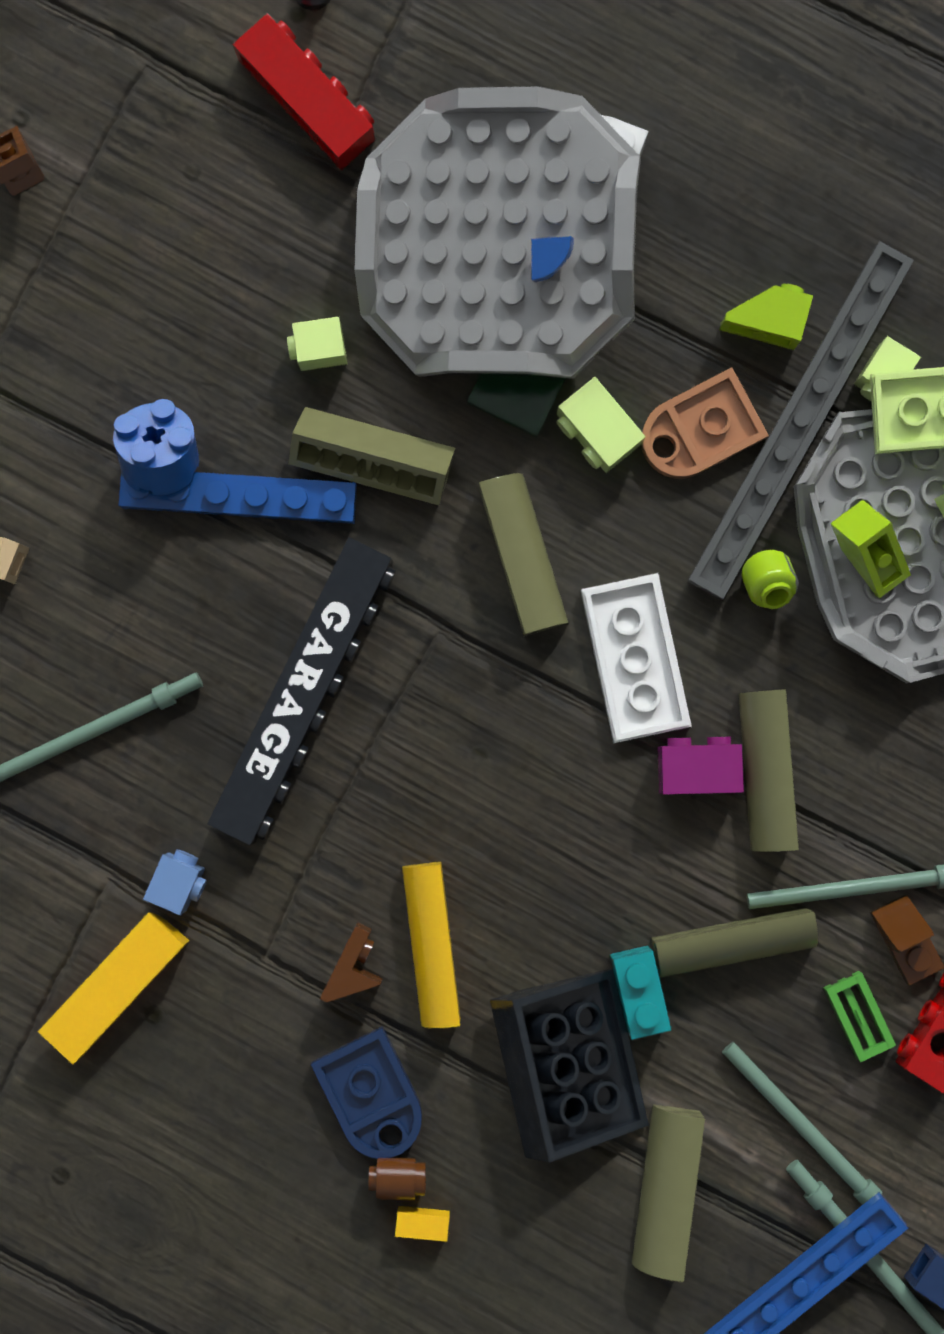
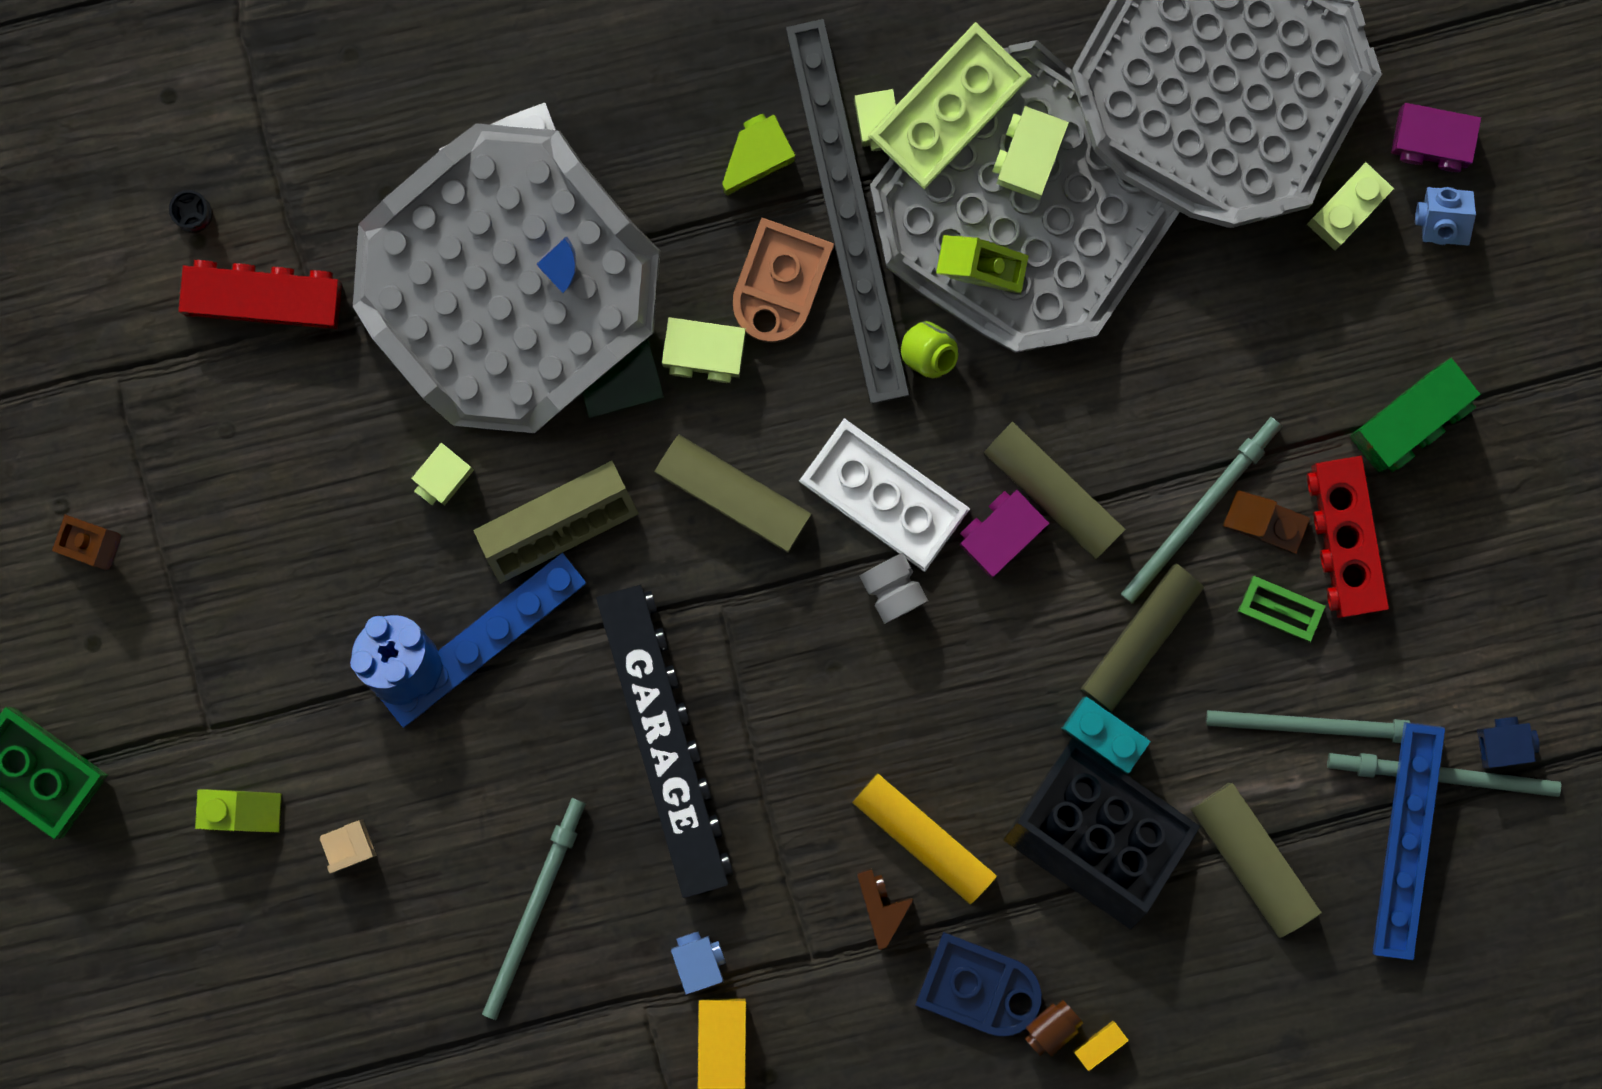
camera: 45 degrees left, 0 degrees up
(579, 734) = (893, 587): none -> light grey wheel

